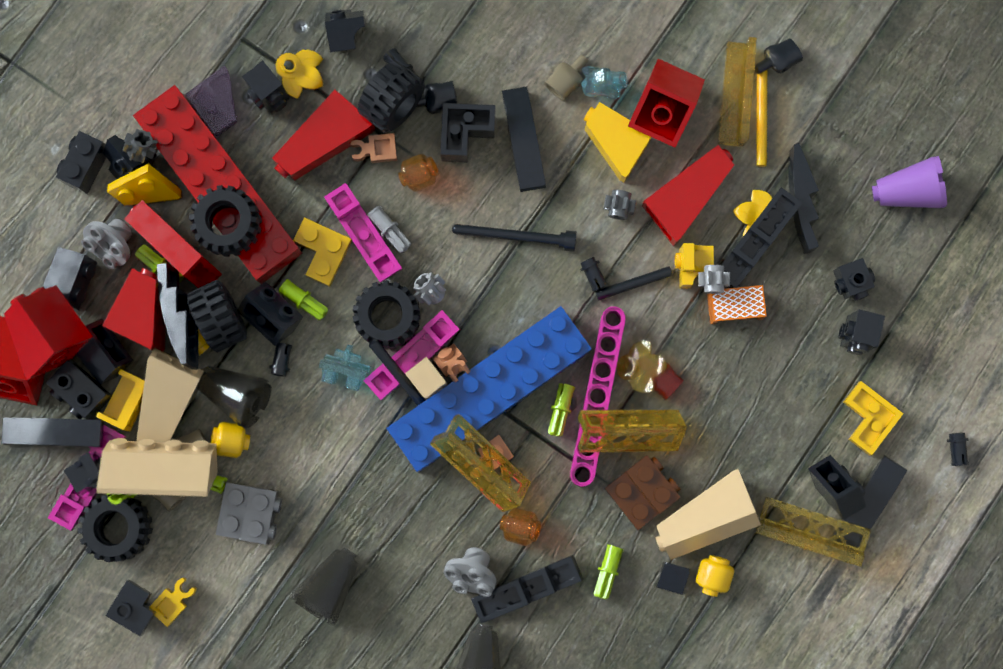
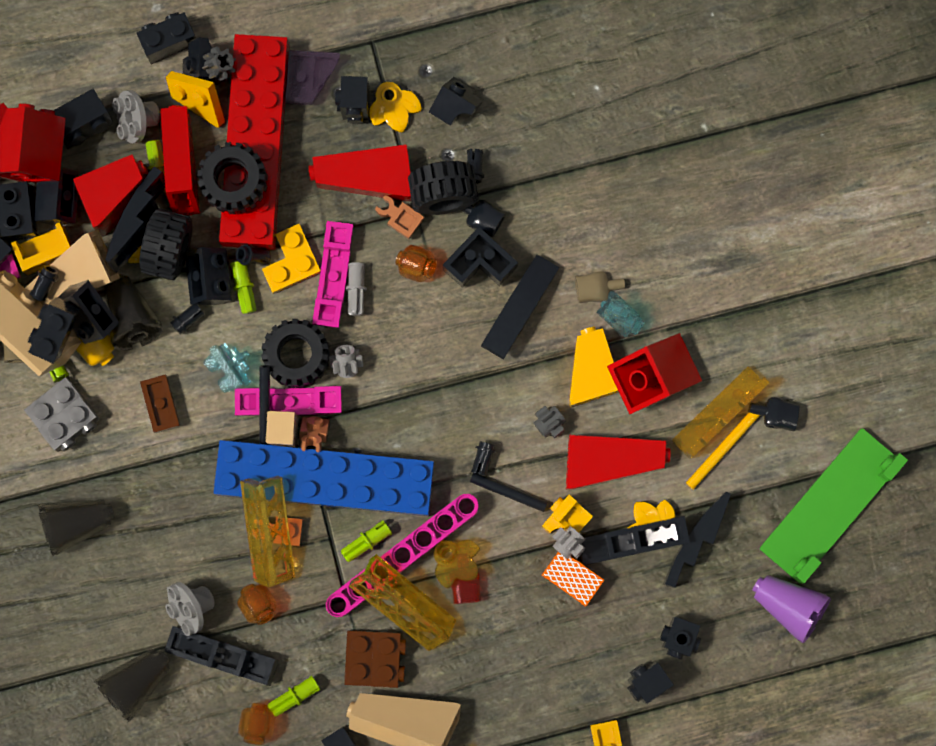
camera: 40 degrees right, 0 degrees up
(148, 422) = (46, 278): none -> black pin
(188, 449) = (54, 330): none -> black brick
(200, 417) = (95, 317): none -> black brick
(286, 272) = (246, 254): none -> black pin
(316, 440) = (160, 403): none -> reddish brown plate
(564, 240) = (484, 414): black piece -> none
(598, 616) = (256, 724): none -> clear orange head
(877, 91) = (831, 505): none -> bright green bracket

